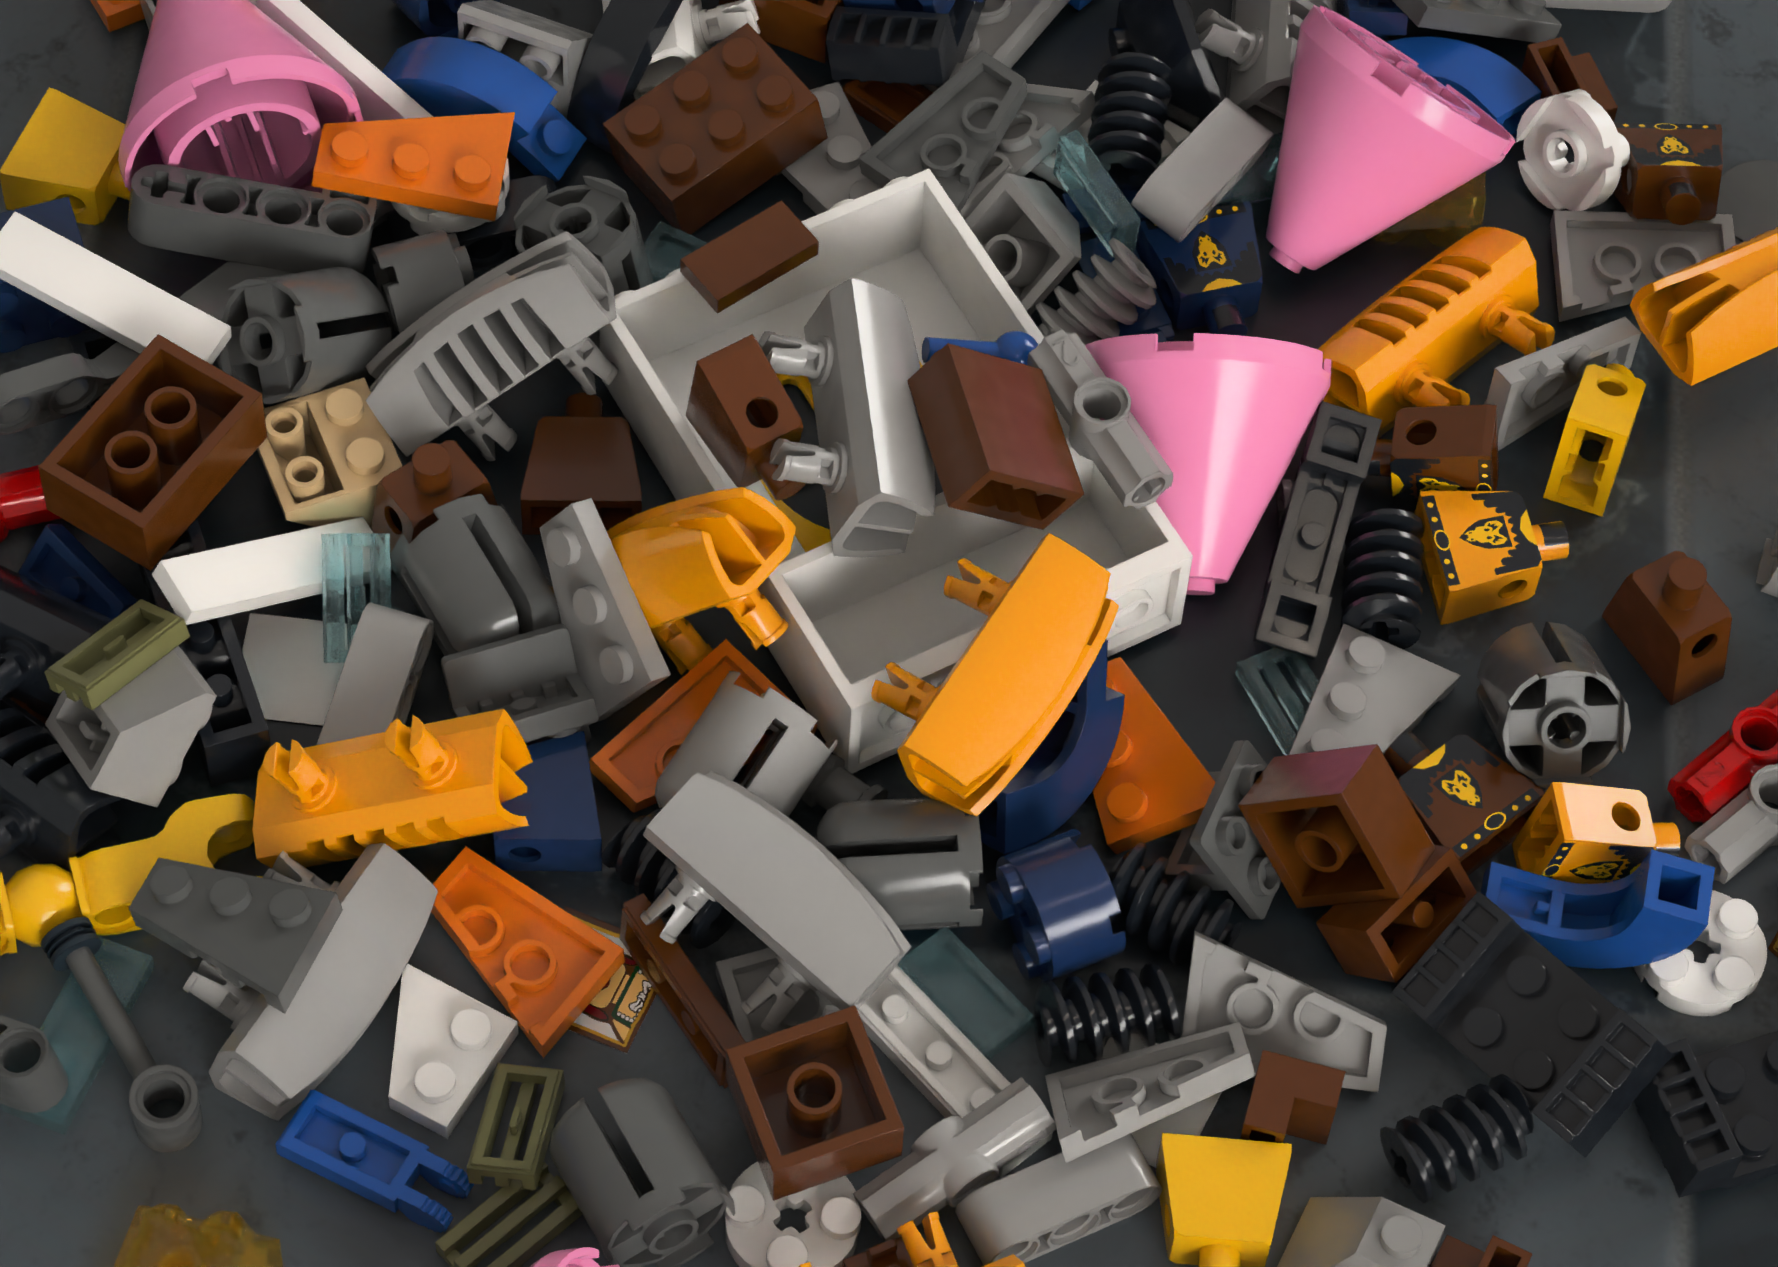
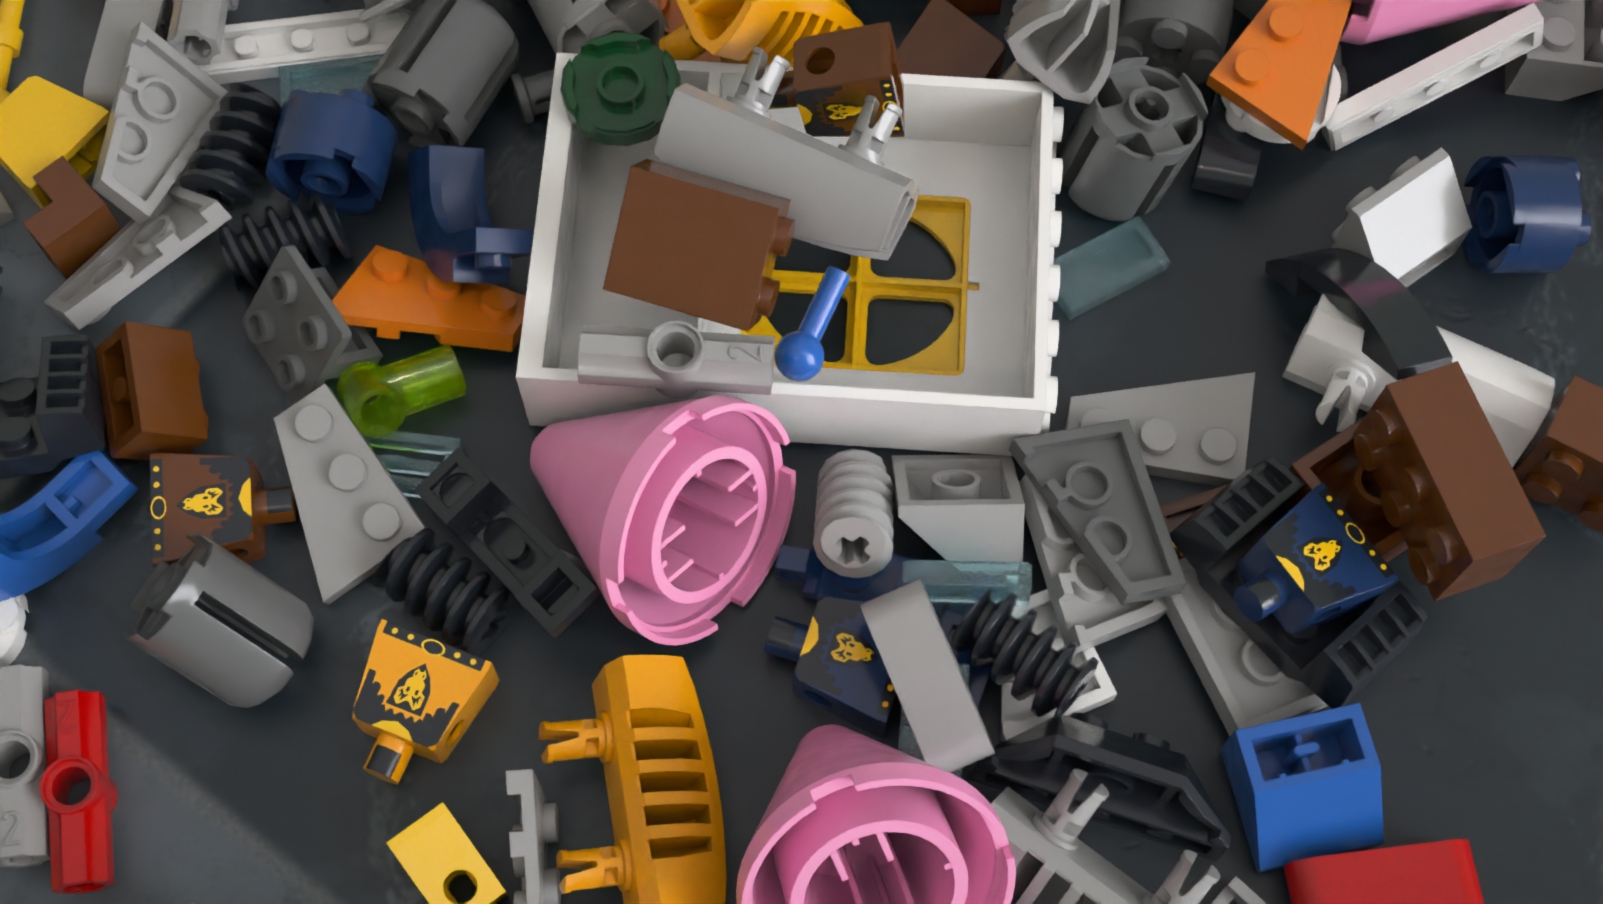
camera: 125 degrees right, 10 degrees up
(470, 79) = (1347, 166): blue arch -> none
(716, 130) = (1229, 329): reddish brown brick -> none
(749, 256) = (1028, 205): reddish brown tile -> none
(856, 624) = (619, 88): none -> dark green tile
(1009, 679) = (480, 146): light orange piece -> none
(1223, 718) = (402, 389): none -> clear neon green piece
(1337, 826) = (225, 361): reddish brown brick -> none
(1439, 451) = (502, 712): reddish brown torso -> none
(1591, 834) = (86, 581): light orange torso -> none
(1673, 625) = (228, 799): reddish brown torso -> none

